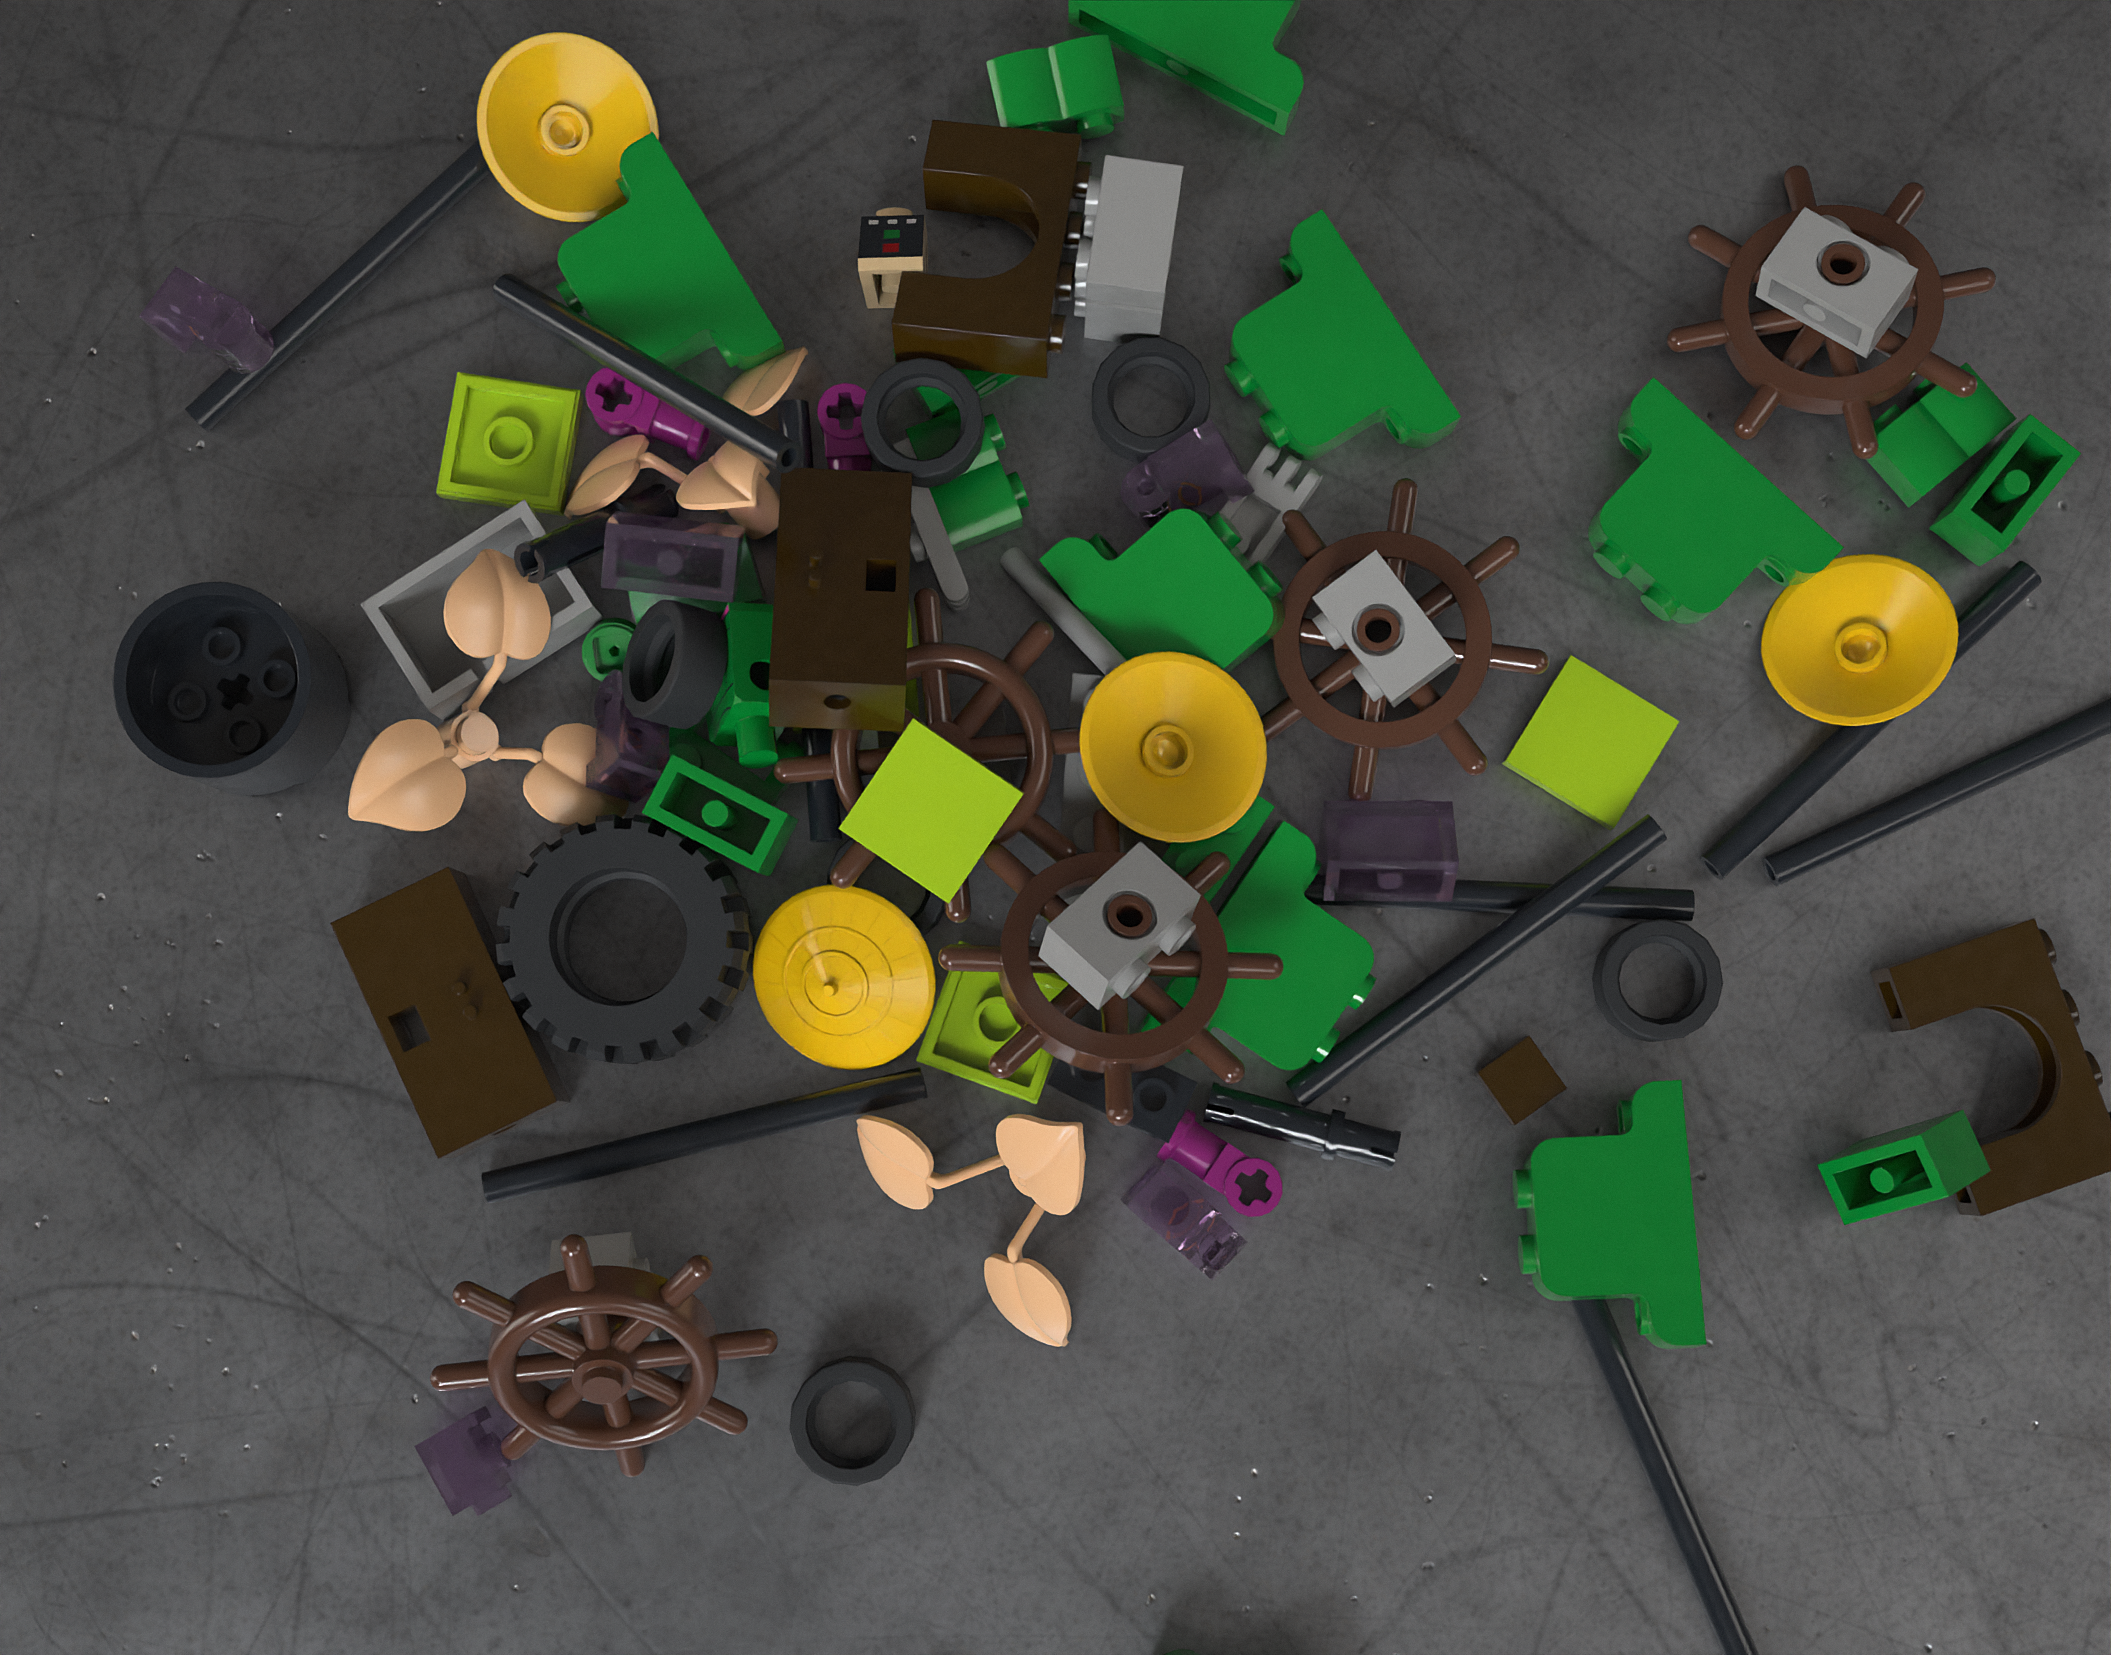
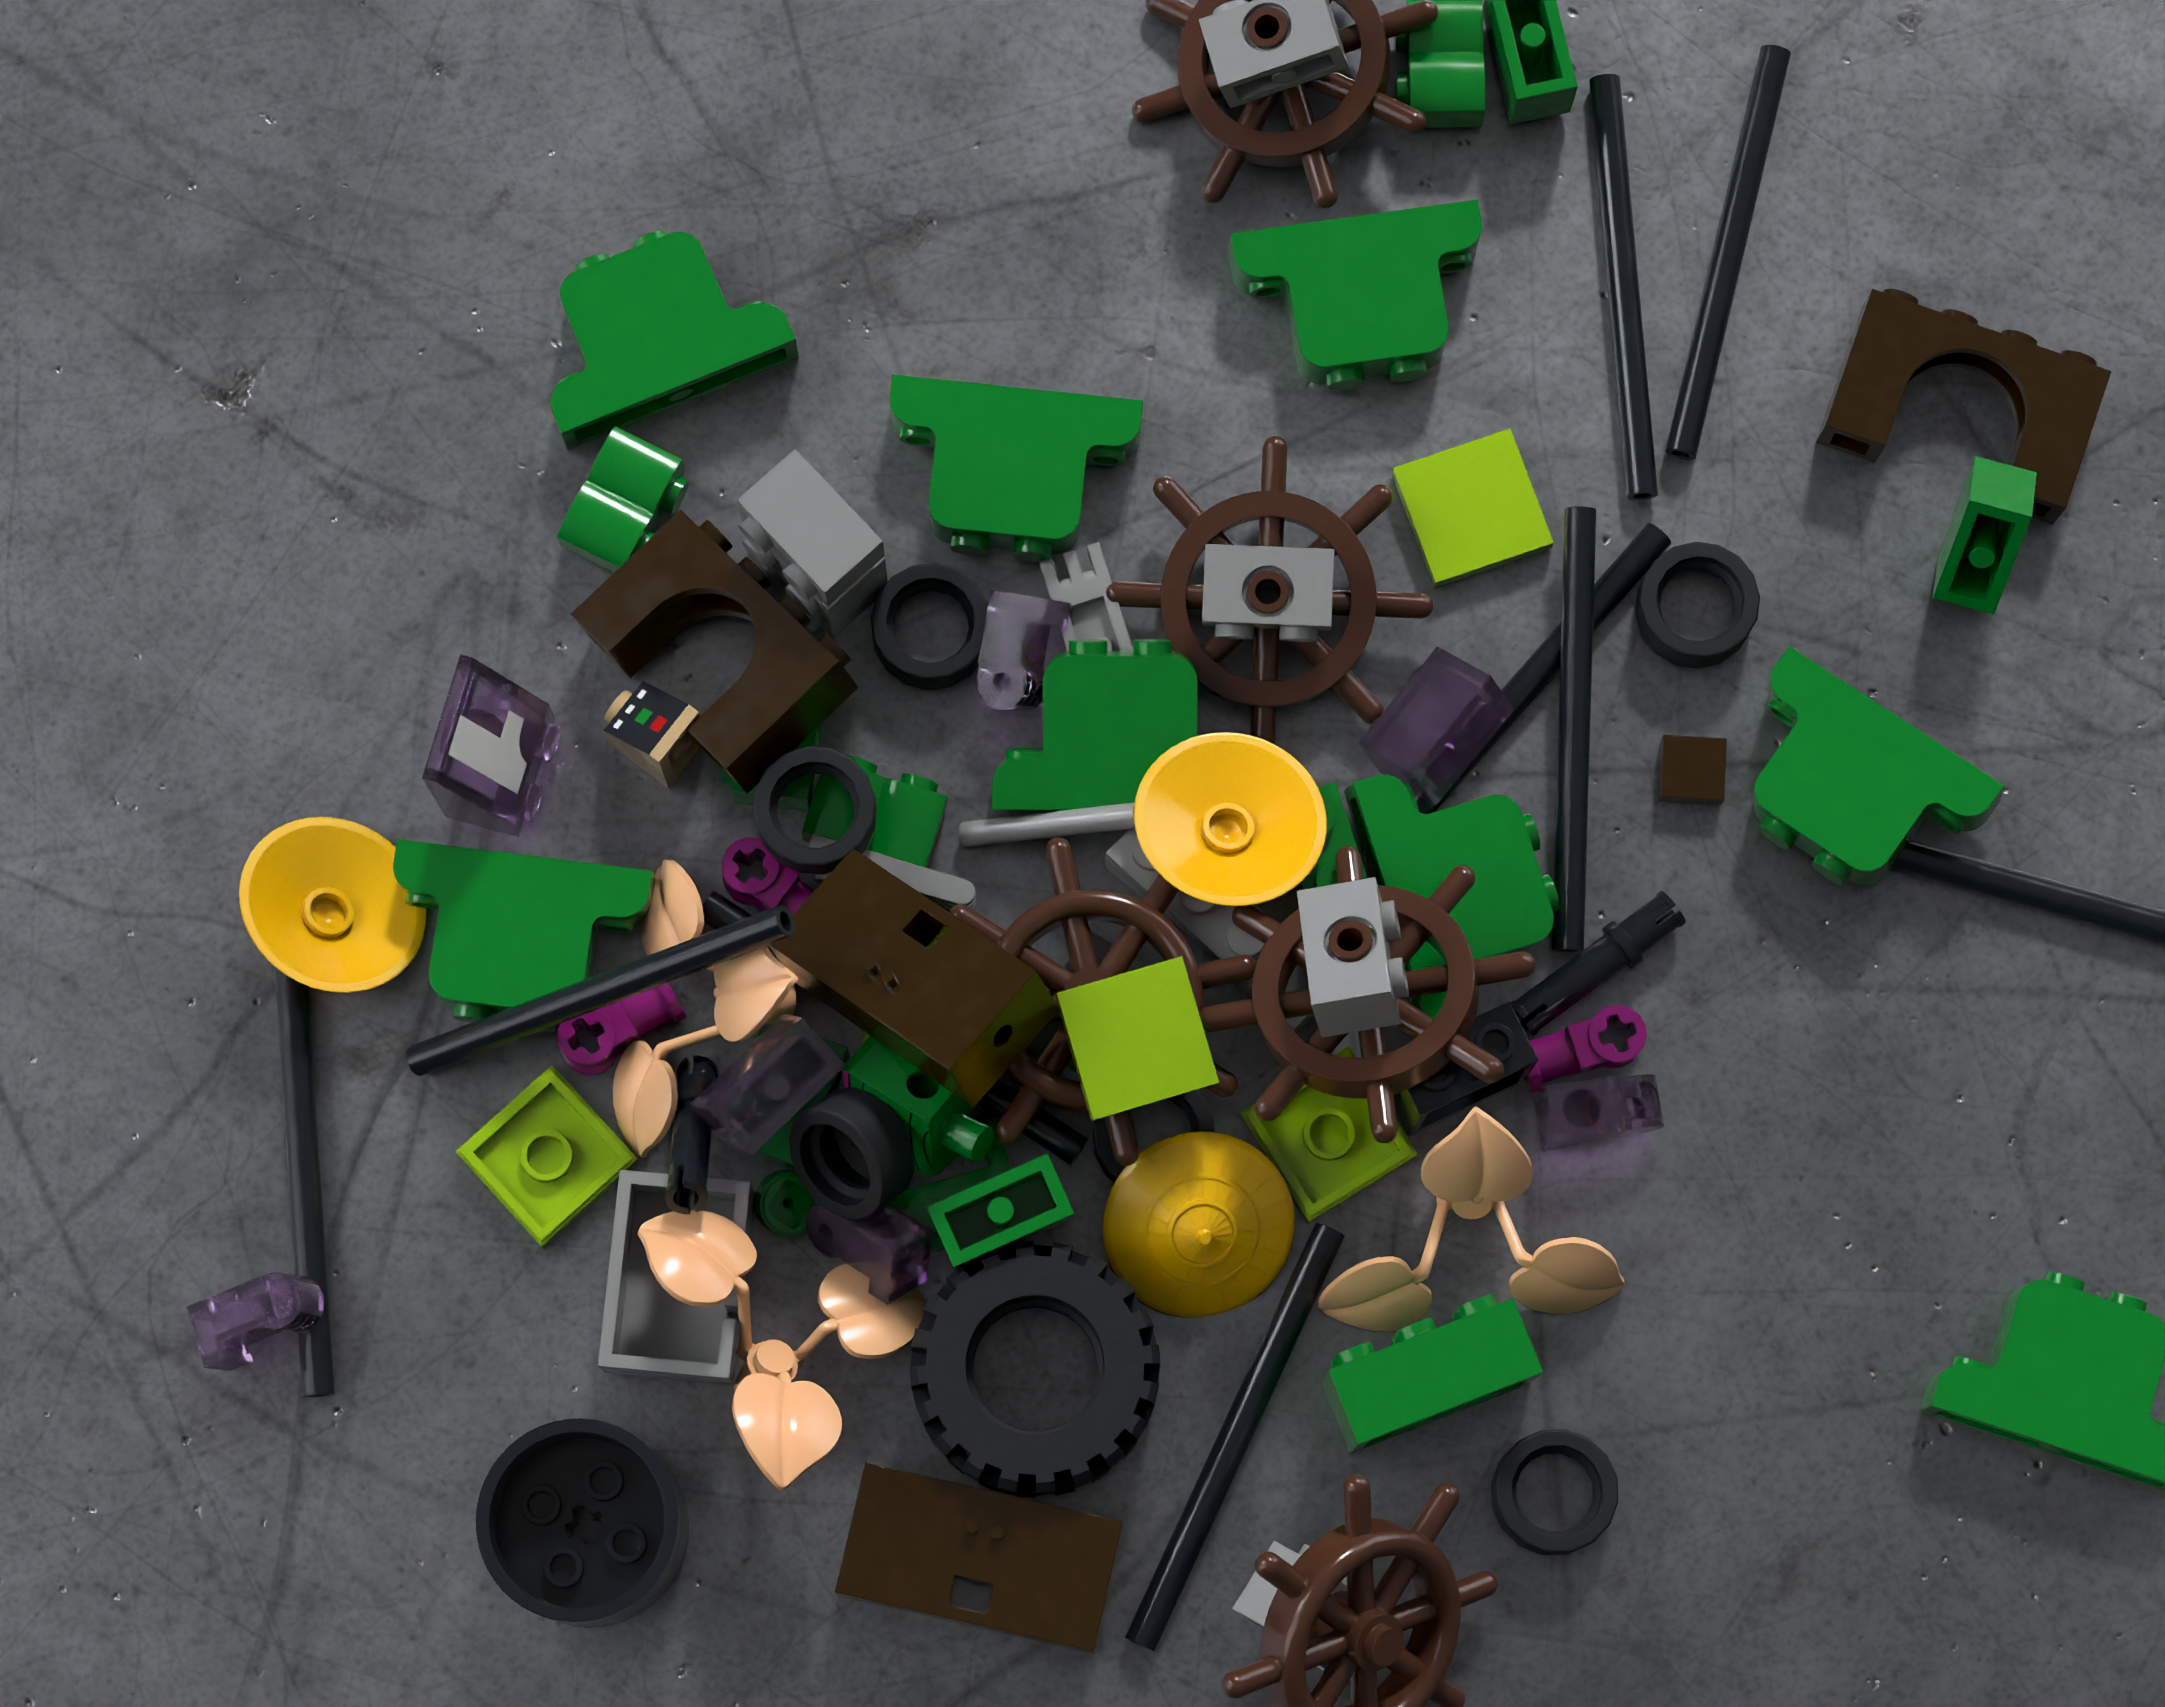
camera: 55 degrees left, 5 degrees down
(772, 137) = (490, 750): none -> clear purple slope
(860, 1249) = (1430, 1372): none -> green brick
(1860, 640) = (1557, 245): yellow hat -> none

